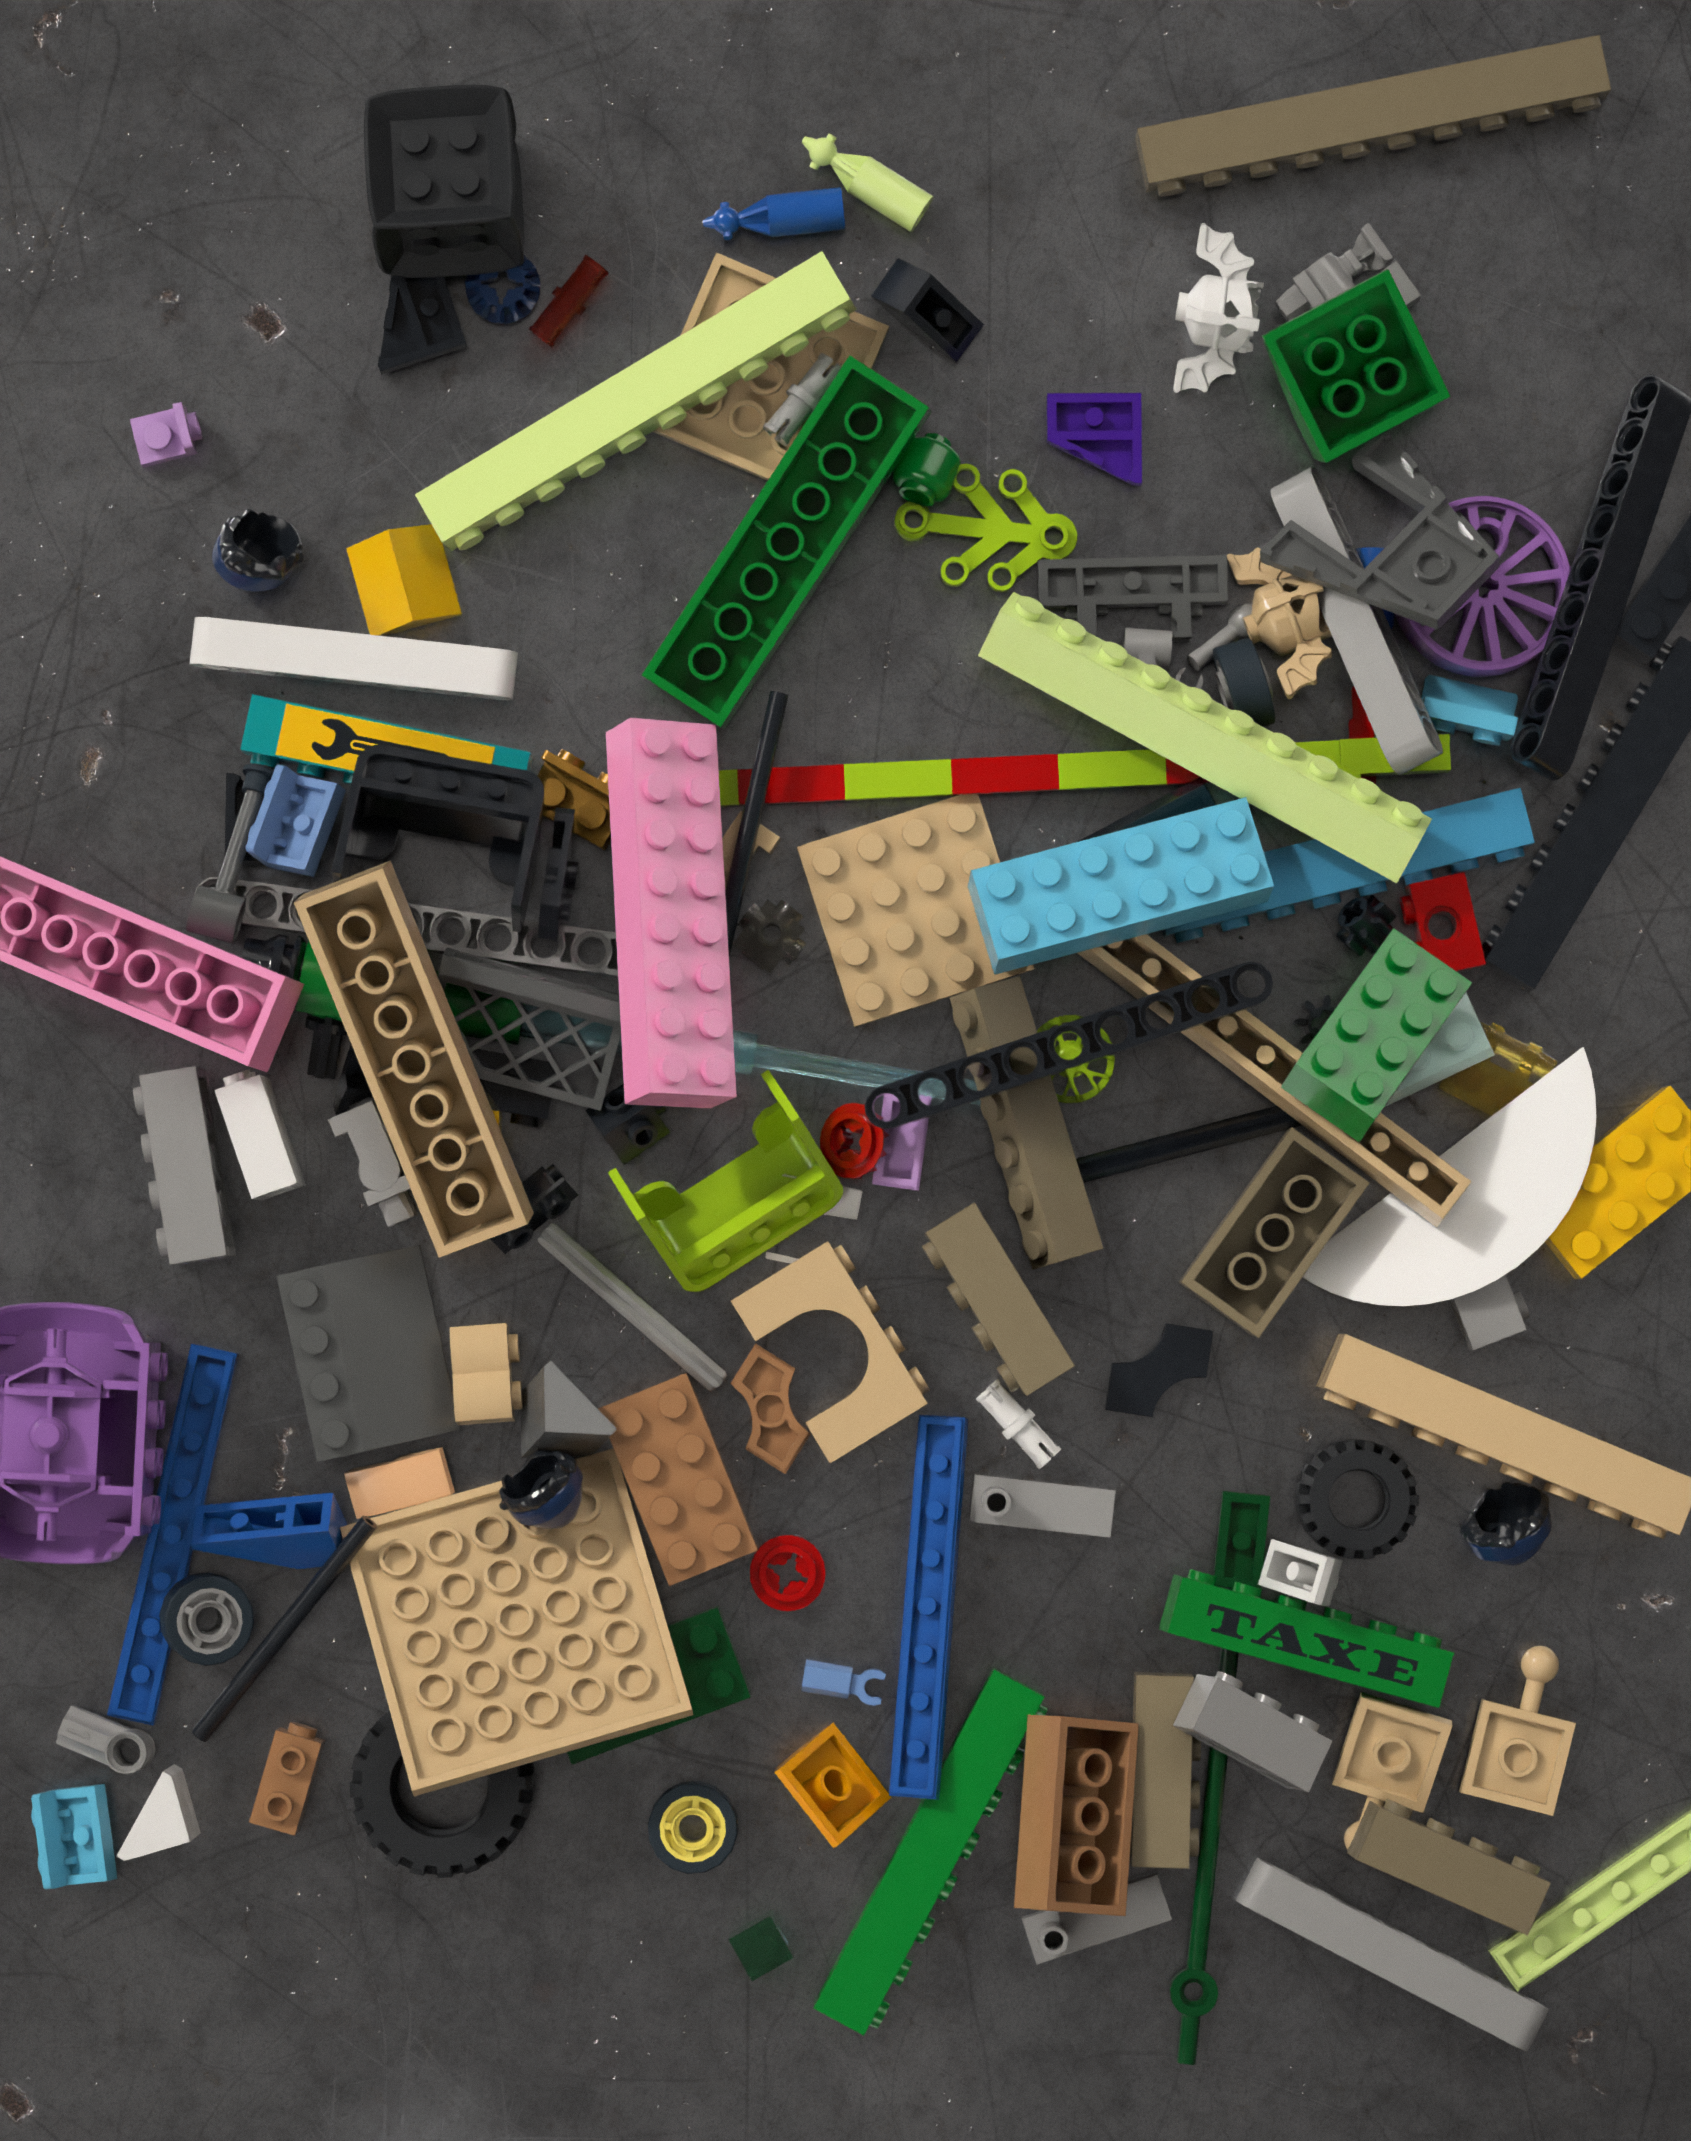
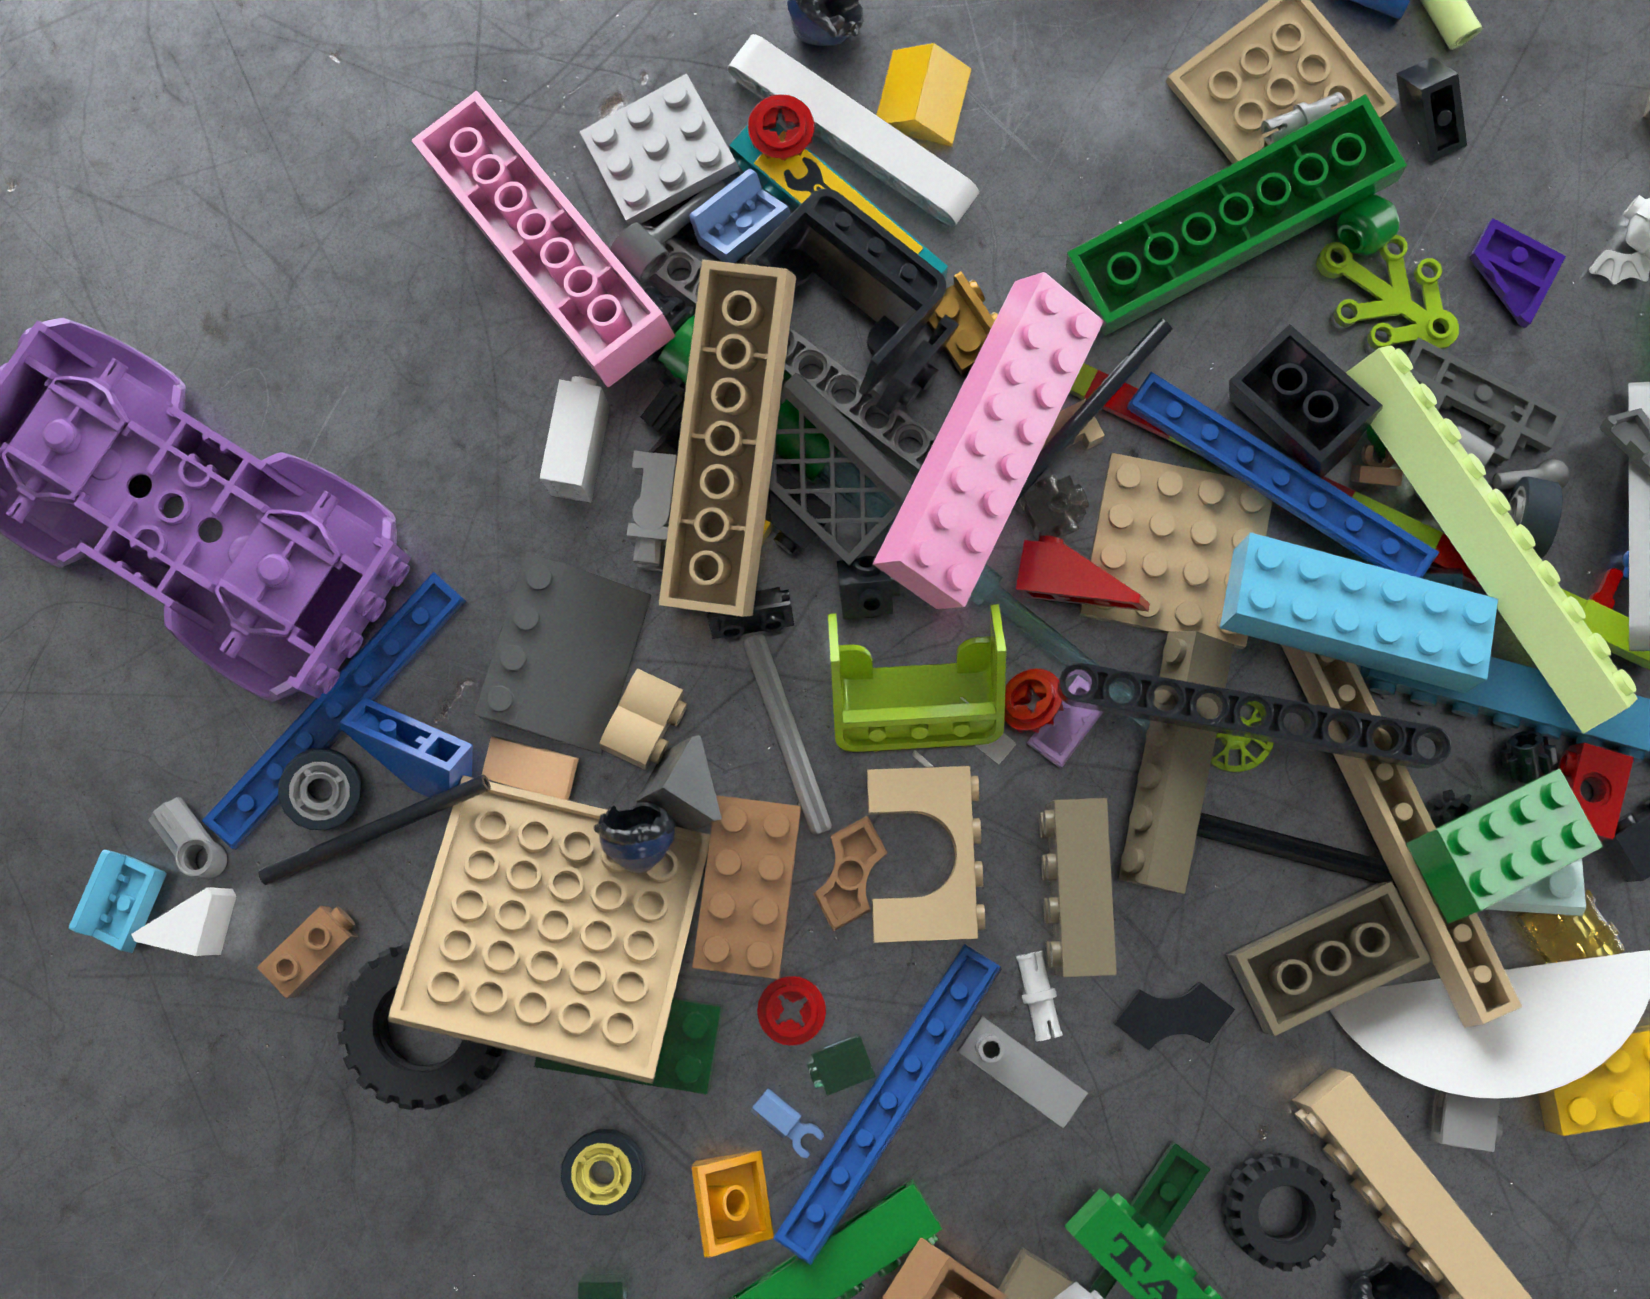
camera: 30 degrees right, 5 degrees down
(171, 792) = (659, 151): none -> plate
(186, 1166) = (506, 431): light grey brick -> none
(261, 702) = (795, 115): none -> red gear
(636, 402) = (1178, 52): yellowish green brick -> none
(817, 998) = (1061, 574): none -> red slope
(864, 1598) = (841, 1065): none -> clear green brick
(957, 695) = (1303, 401): none -> black slope
(976, 785) = (1280, 478): none -> blue tile
(1066, 723) = (1376, 472): none -> medium nougat tile
(1285, 619) = (1593, 483): tan helmet -> none
(1300, 1572) = (1204, 1246): white slope -> none

